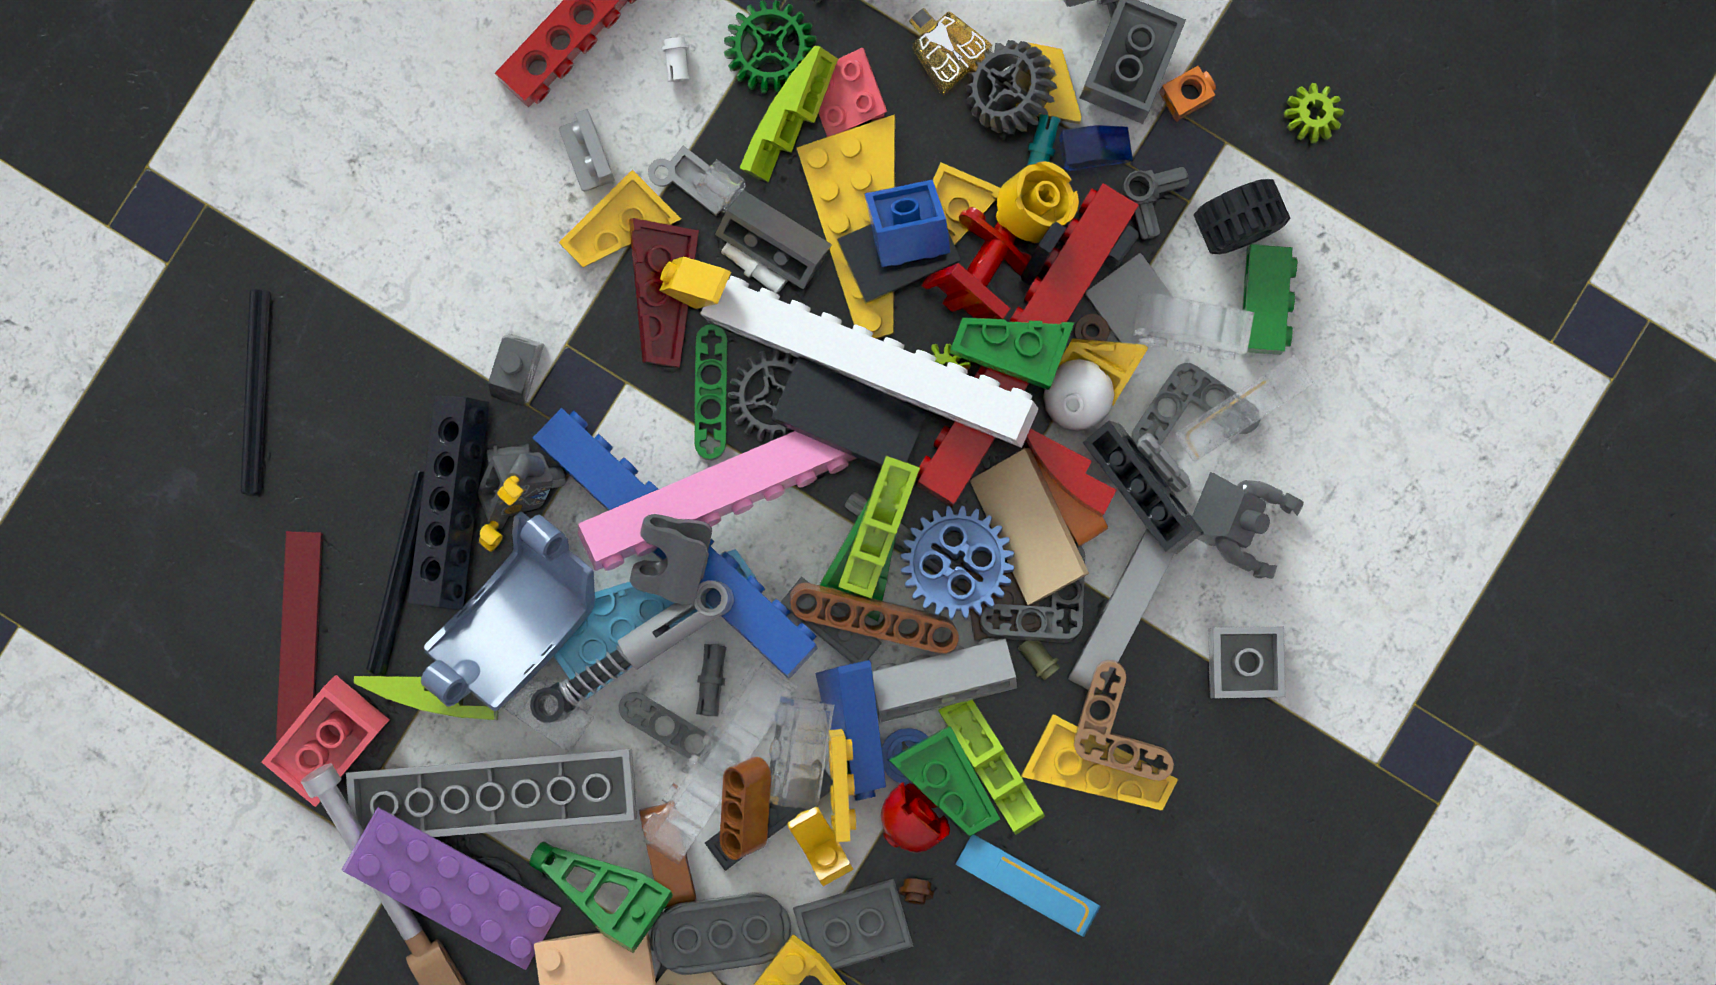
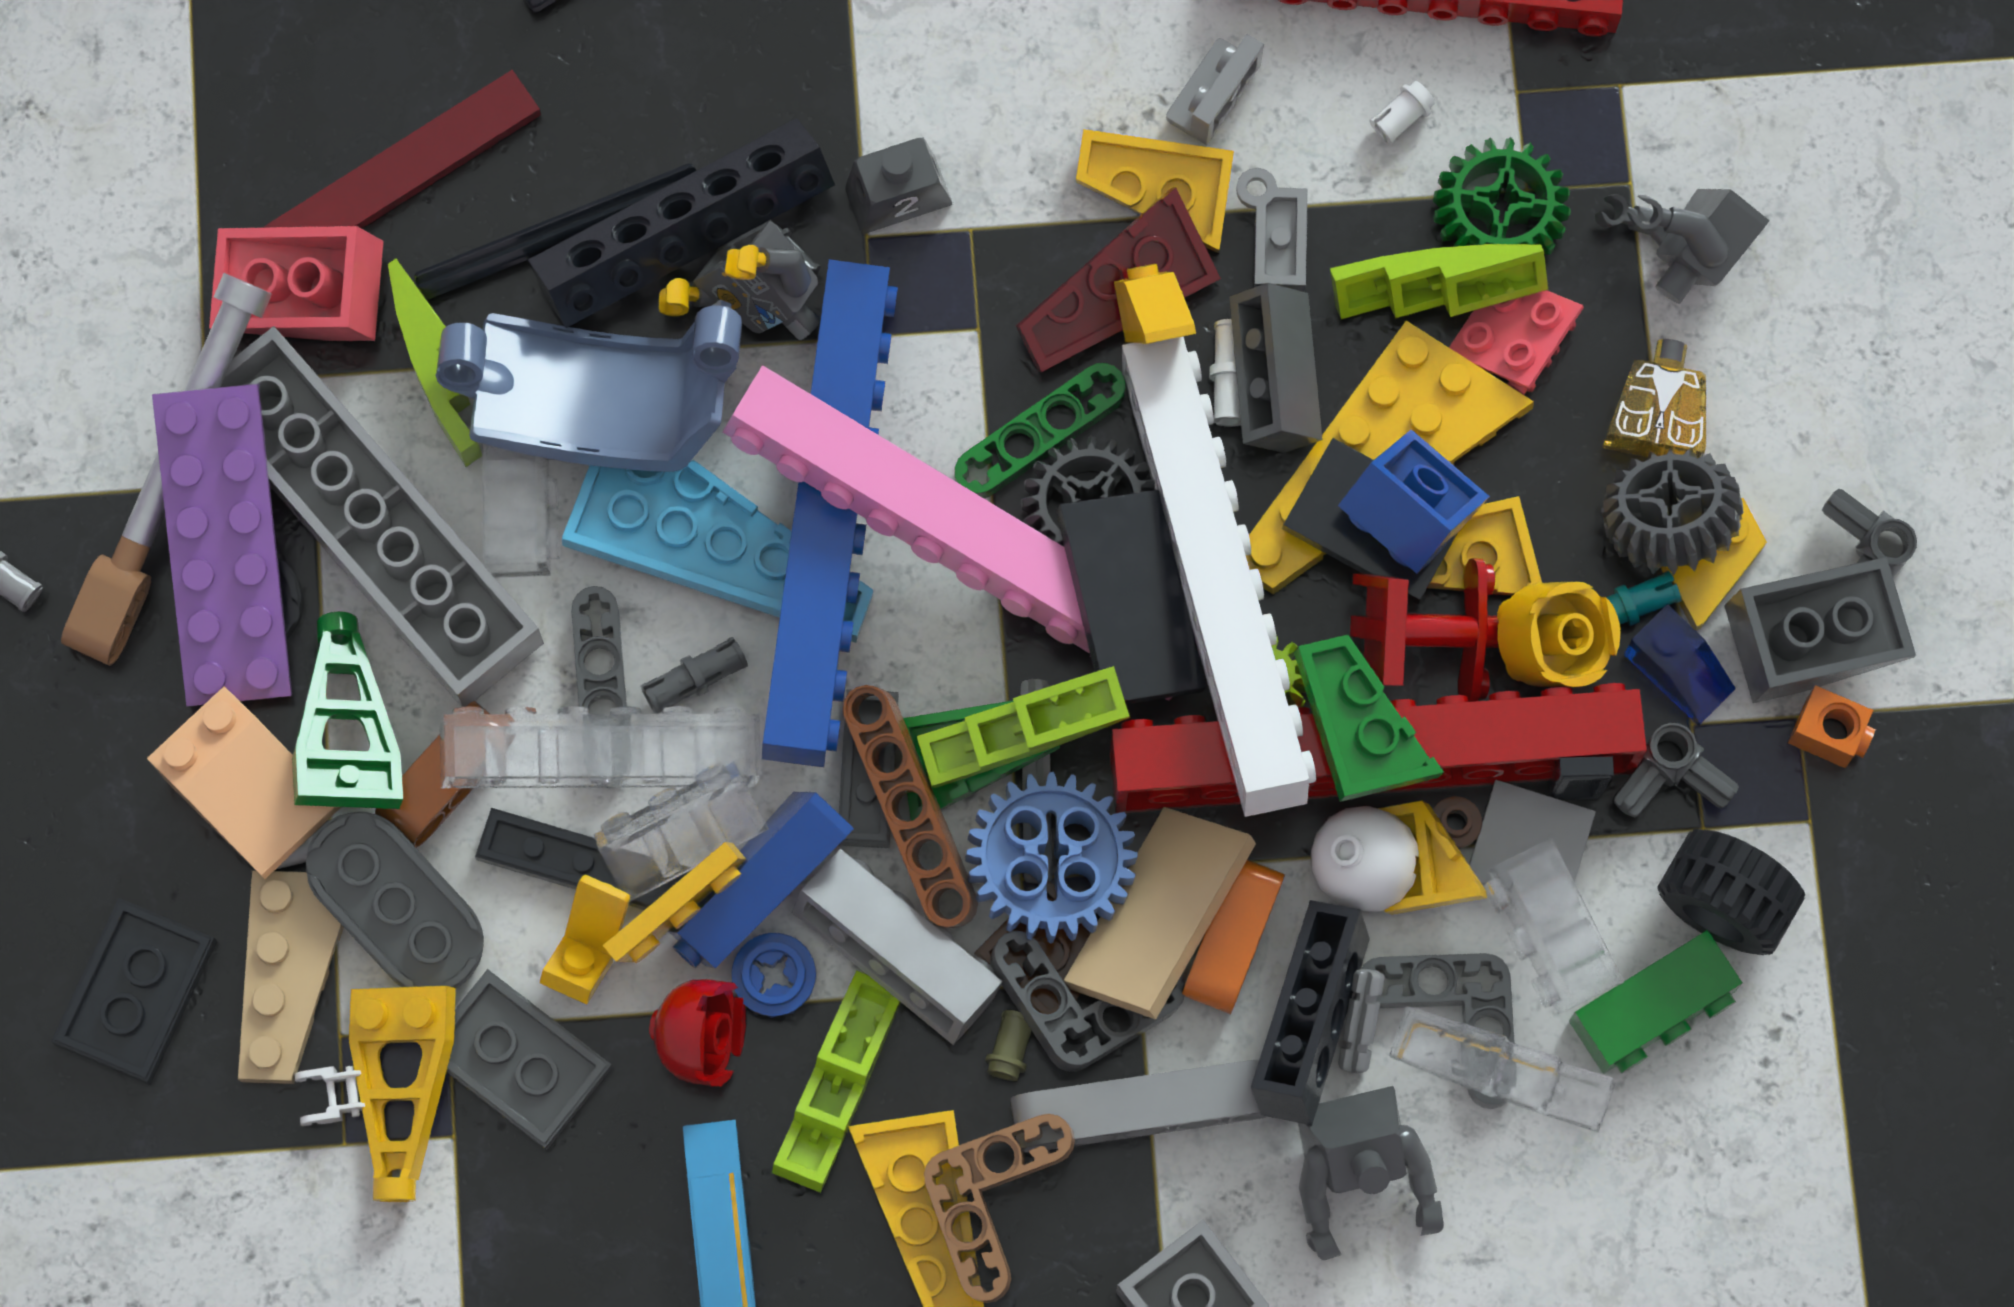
camera: 55 degrees right, 10 degrees down
(635, 649) = (664, 546): piece -> none
(686, 552) = (818, 516): dark grey piece -> none
(720, 186) = (1291, 257): clear brick -> none
(745, 808) = (566, 813): dark orange beam -> none
(916, 891) = (615, 1101): reddish brown plate -> none
(948, 779) = (778, 1040): green wing -> none
(1042, 253) = (1502, 676): black tile -> none
(1069, 472) = (1262, 910): red slope -> none
(1301, 114) = (1949, 894): lime gear -> none

